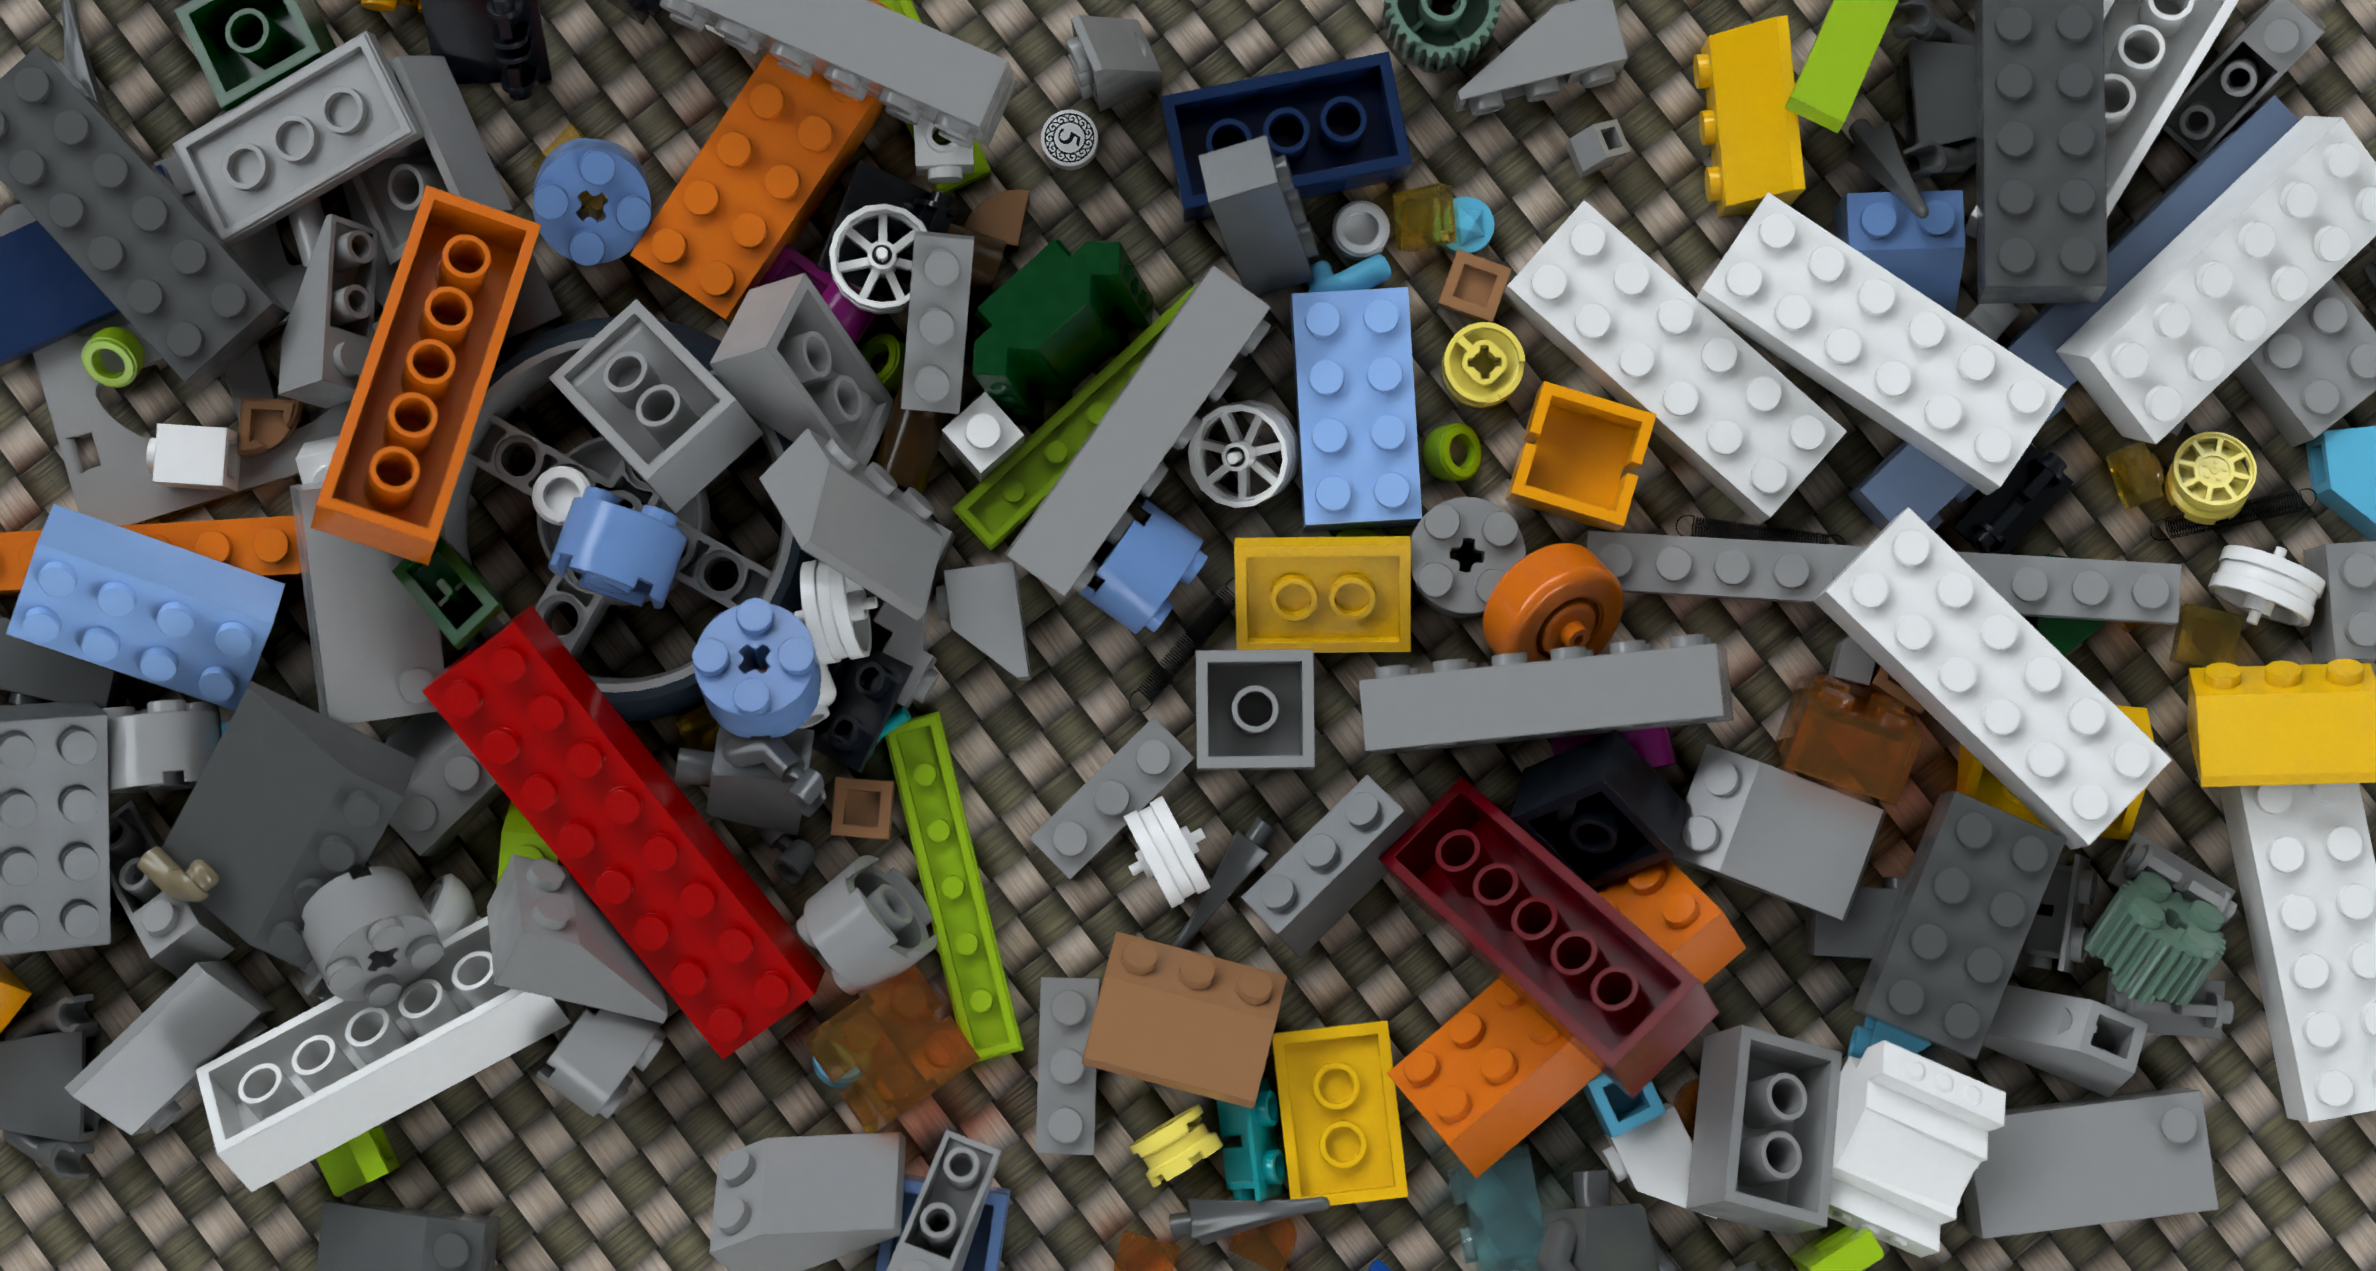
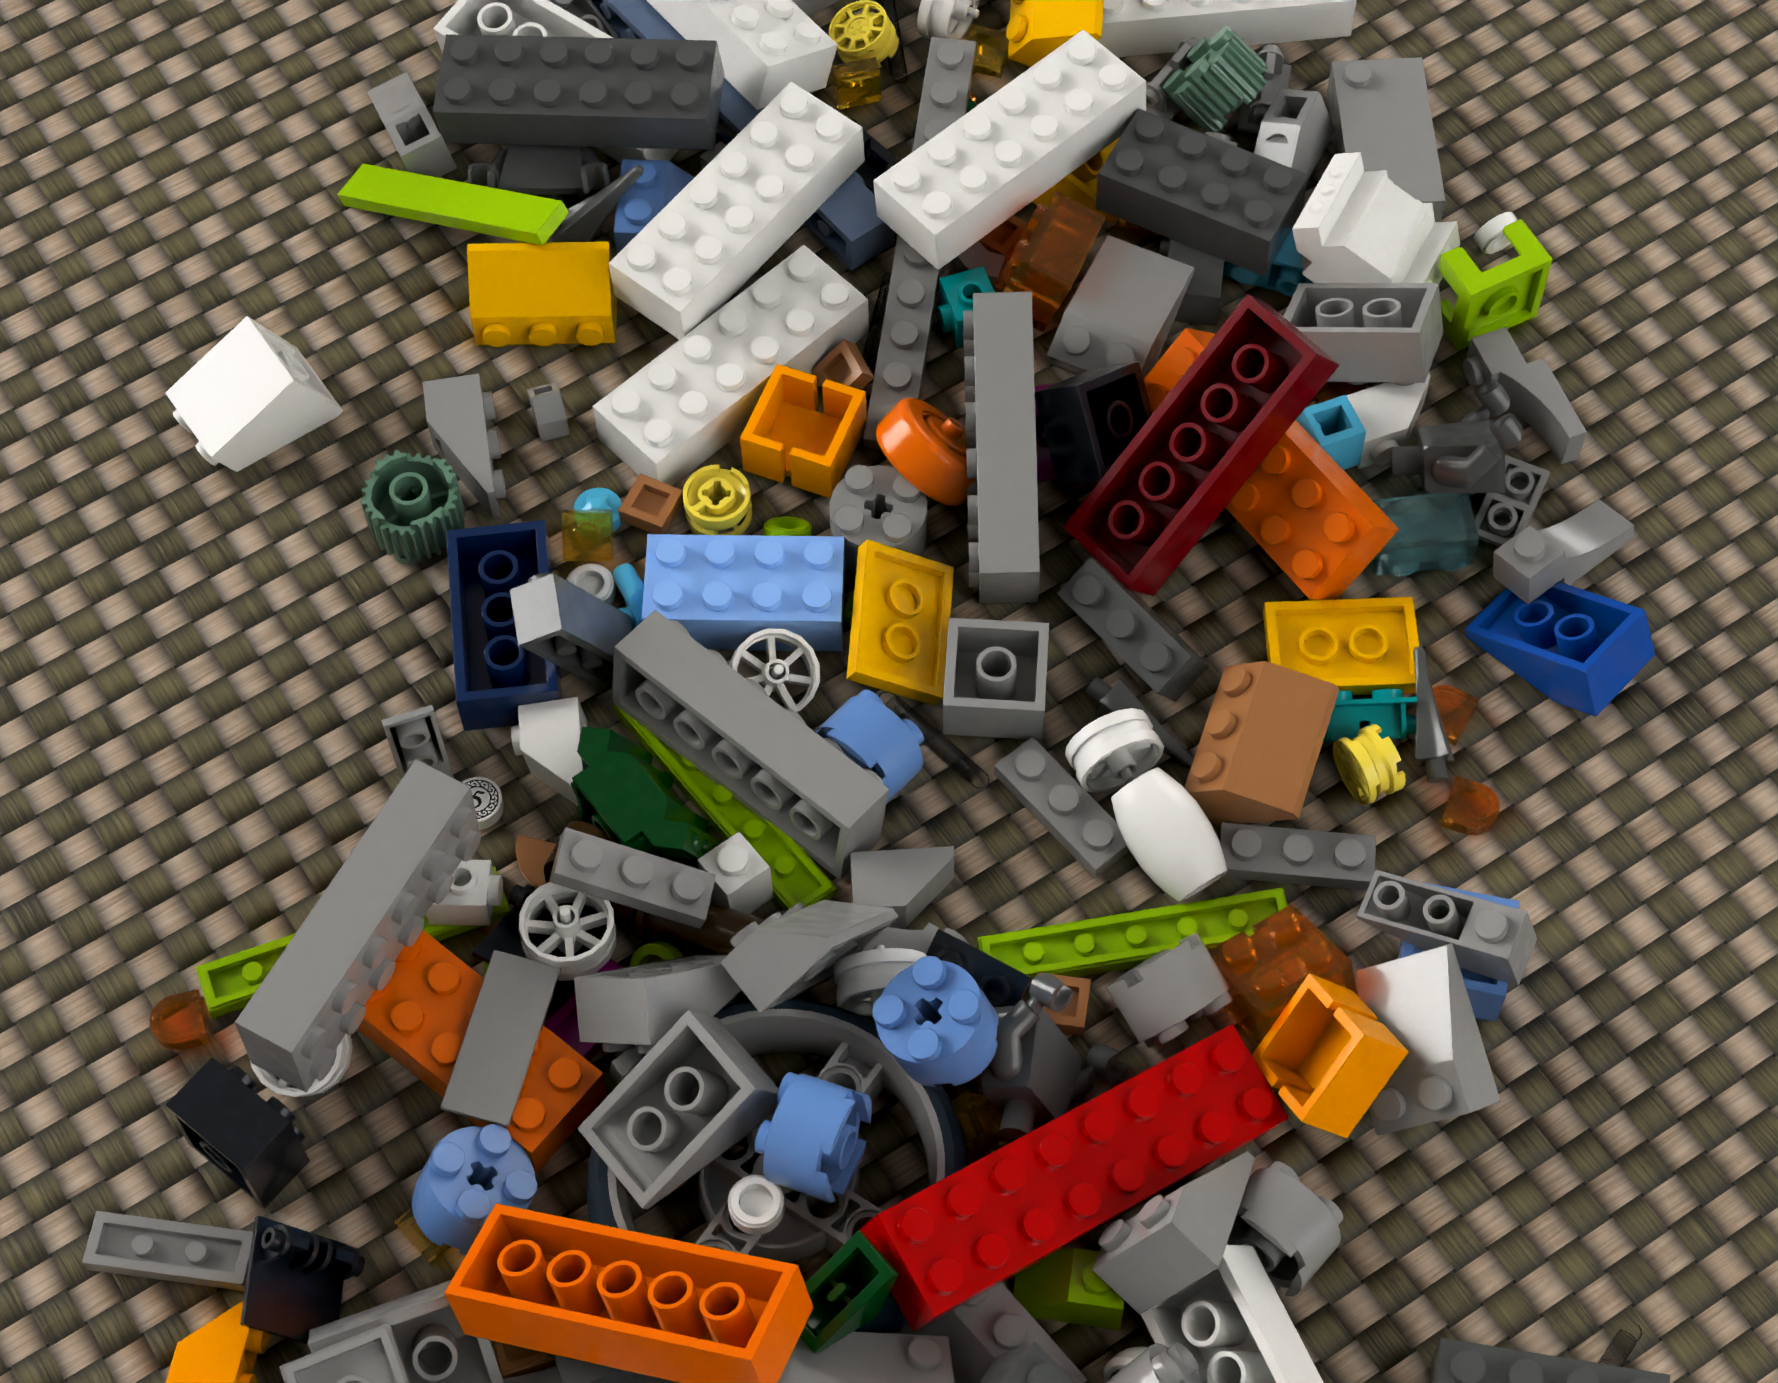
camera: 85 degrees left, 25 degrees down
(746, 204) = (500, 1038): none -> light grey piece
(800, 1103) = (1328, 1056): none -> light orange piece
(1064, 918) = (1169, 834): none -> white piece
(1140, 213) = (550, 740): none -> white slope
(1678, 497) = (844, 366): none -> medium nougat plate
(1787, 644) = (957, 296): none -> teal brick

